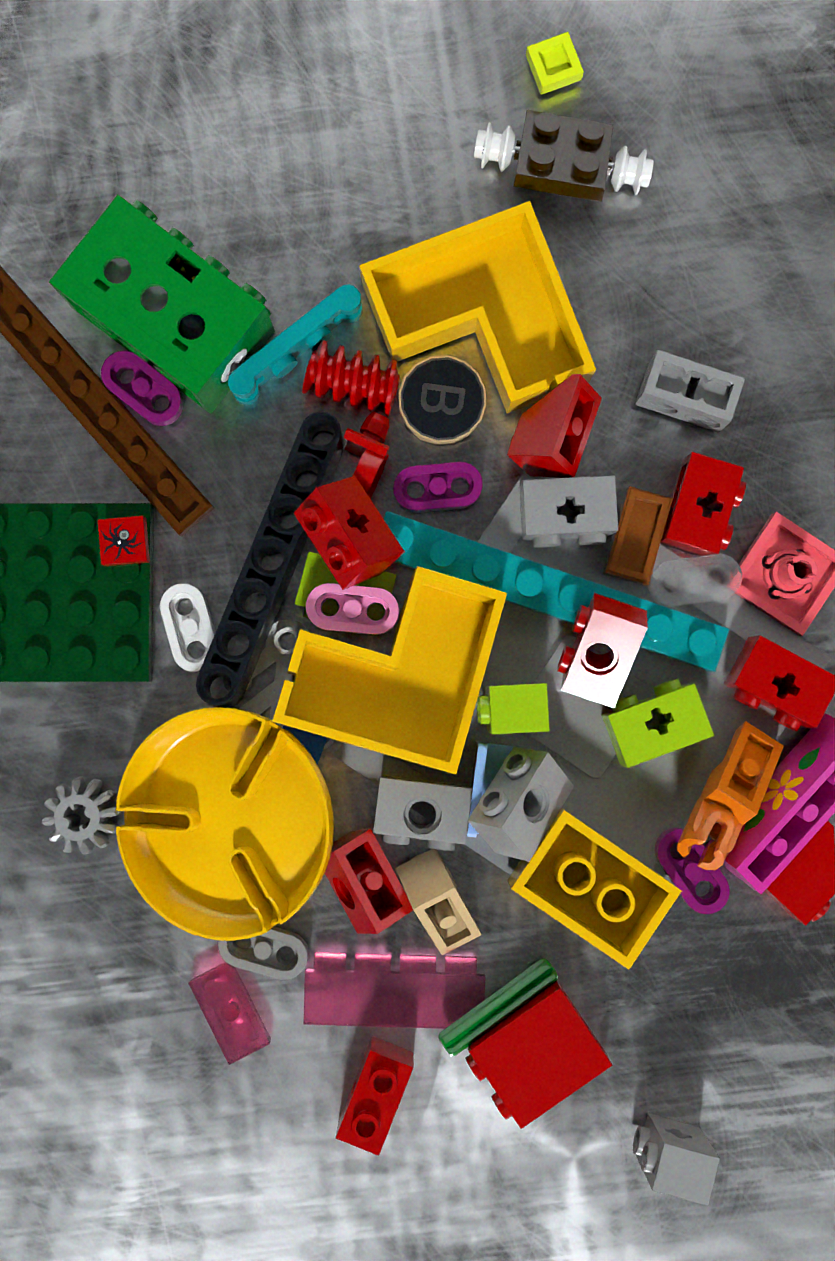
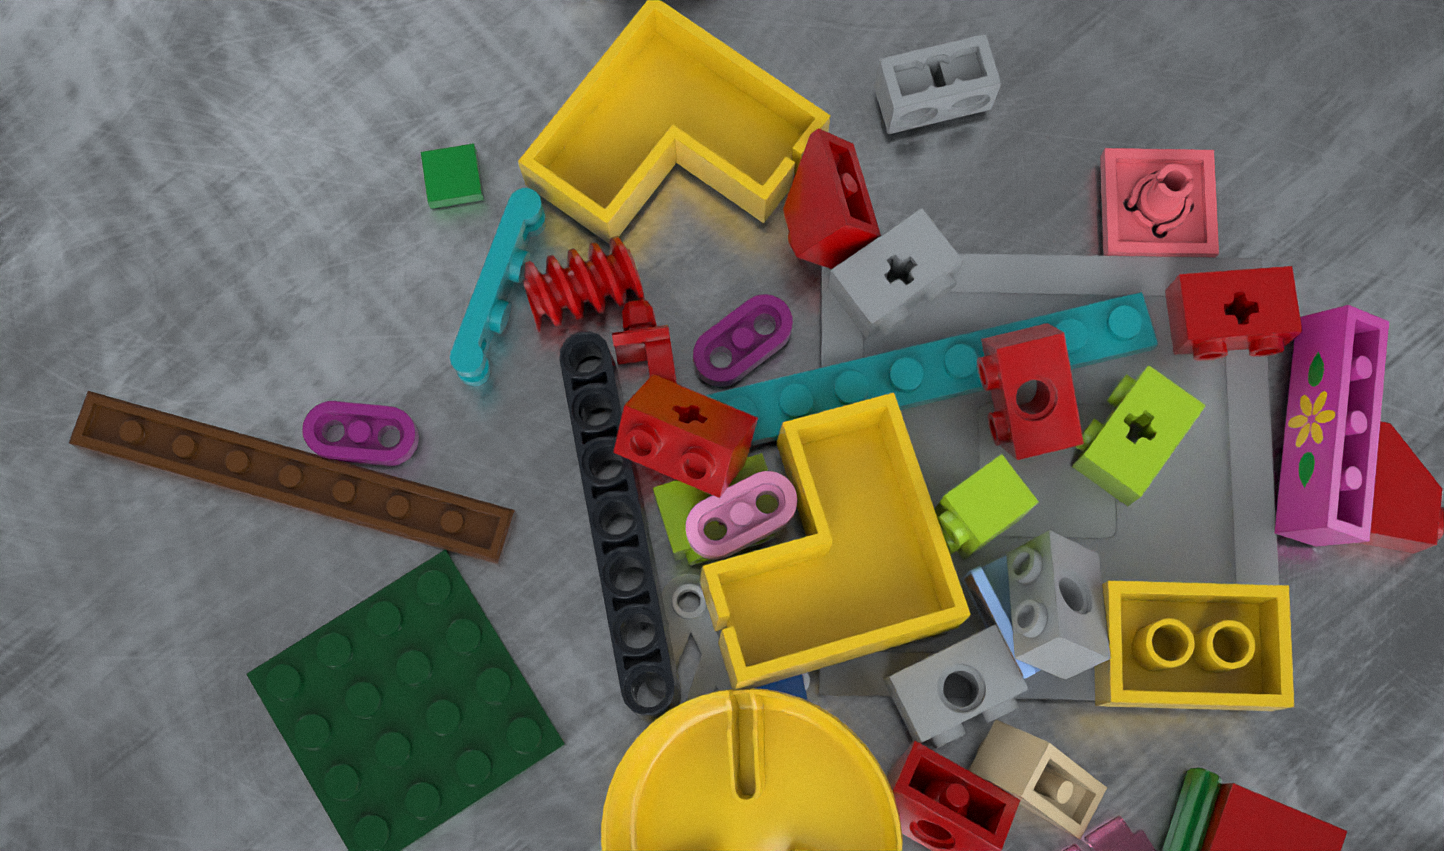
camera: 30 degrees left, 10 degrees down
(123, 540) = (443, 604): red tile -> none
(164, 301) = (332, 325): green piece -> none
(187, 629) = (573, 657): white plate -> none
(315, 243) = (452, 176): none -> green tile
(442, 400) = (688, 250): black tile -> none
(638, 536) = (988, 265): dark orange tile -> none
(686, 874) = (1278, 561): magenta plate -> none
(693, 580) = (1071, 267): clear plate -> none
(700, 479) = (1020, 217): red brick -> none
(731, 795) = (1266, 459): orange plate -> none

